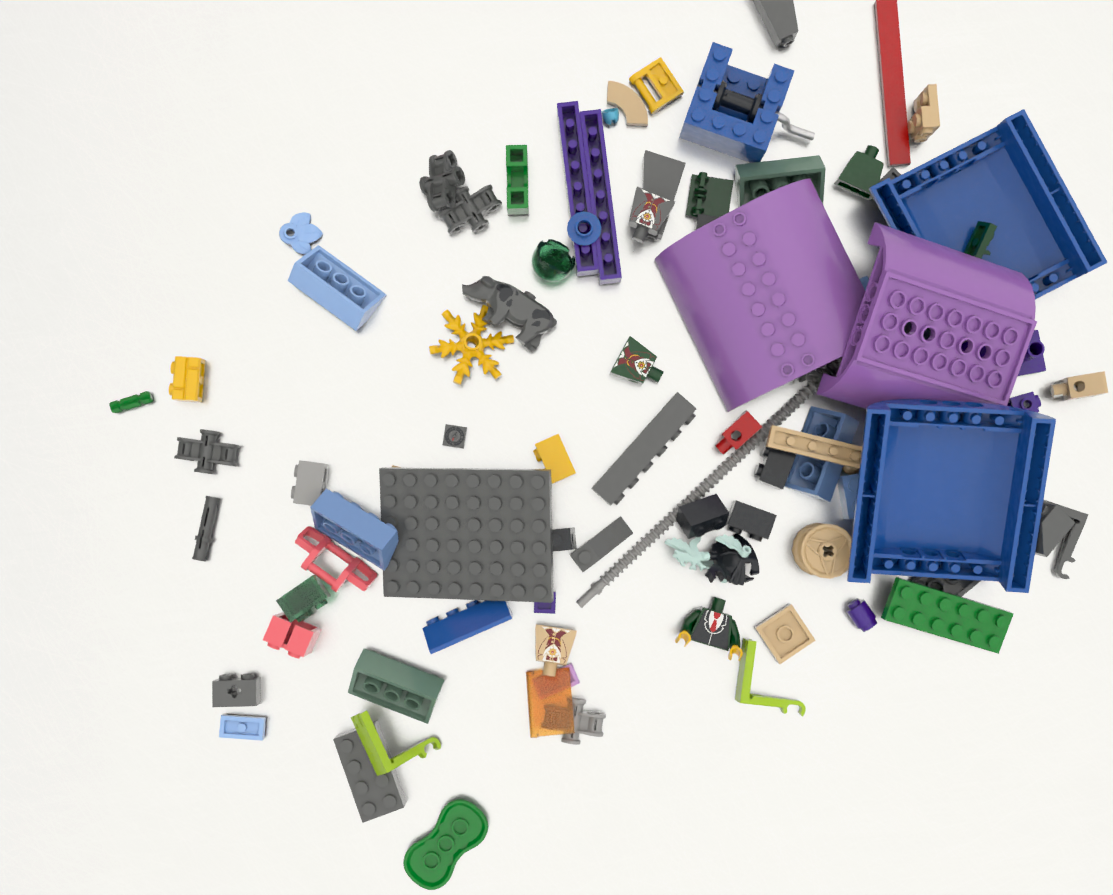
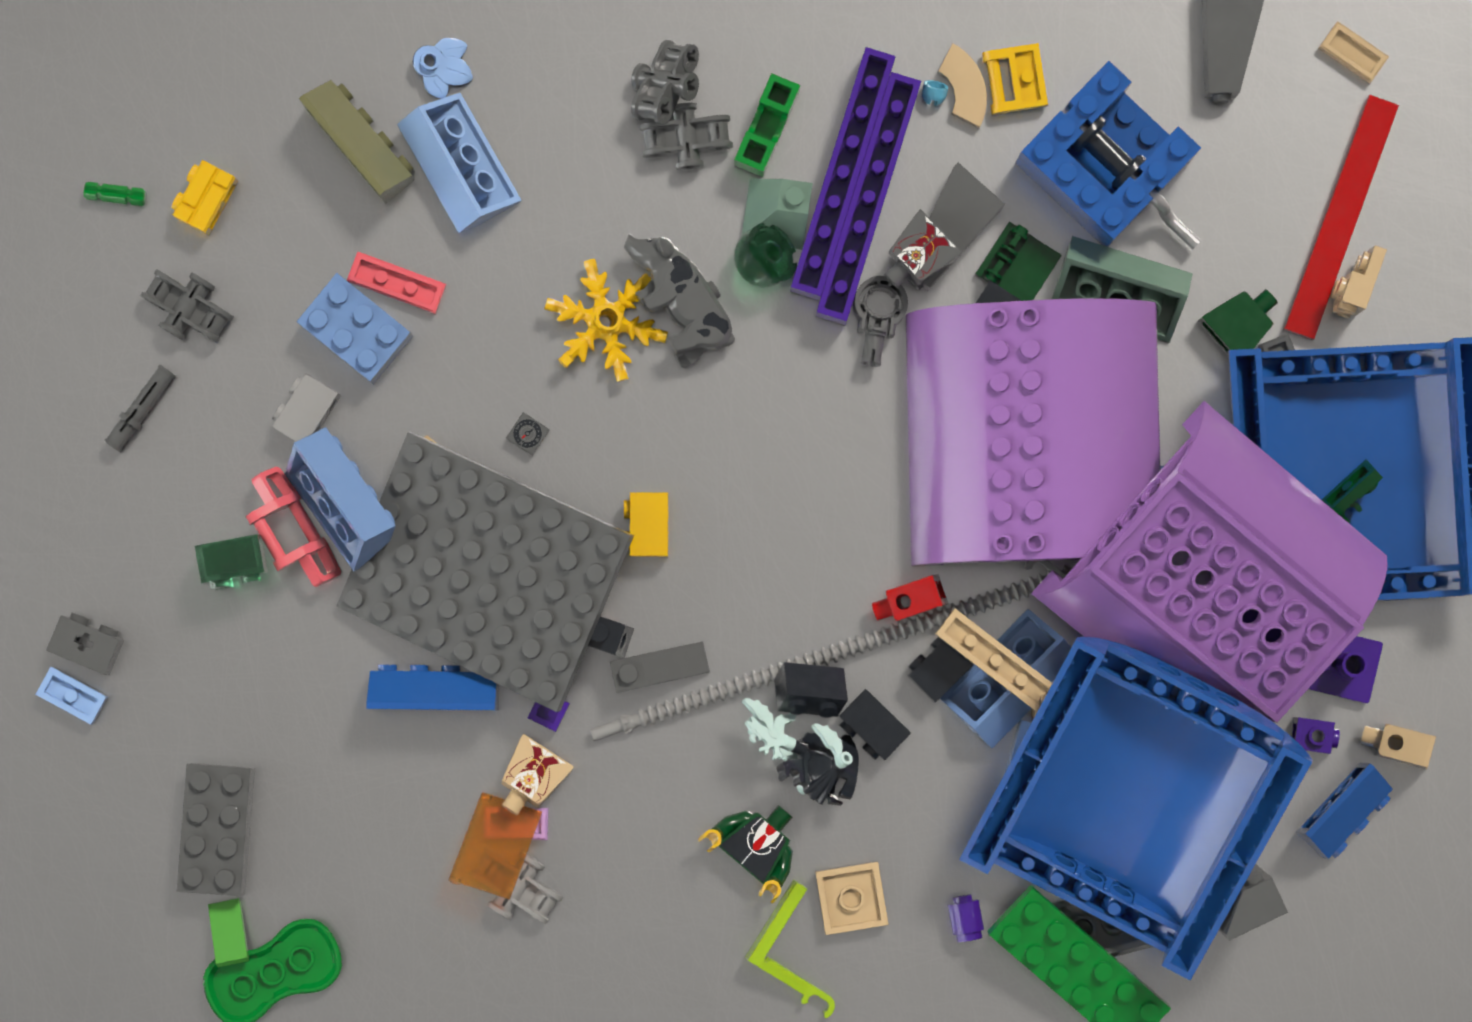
camera: 25 degrees right, 0 degrees up
(267, 301) = (357, 140): none -> olive slope
(292, 636) = (194, 602): coral piece -> none
(317, 418) = (355, 328): none -> medium blue brick
(331, 379) = (396, 282): none -> coral tile
(376, 750) = (238, 802): lime hinge -> none
(395, 685) = (299, 732): sand green slope -> none
(407, 832) = (228, 932): none -> bright green tile
(546, 224) = (779, 204): none -> sand green slope
(584, 239) = (818, 247): blue piece -> none
(636, 363) = (815, 445): dark green torso -> none
(642, 279) = (875, 335): none -> dark grey pin
(644, 448) = (773, 565): dark grey brick -> none
(822, 550) = (932, 798): tan piece -> none
(1069, 428) = (1345, 810): none -> blue slope
(1070, 539) = (1303, 936): dark grey hinge -> none

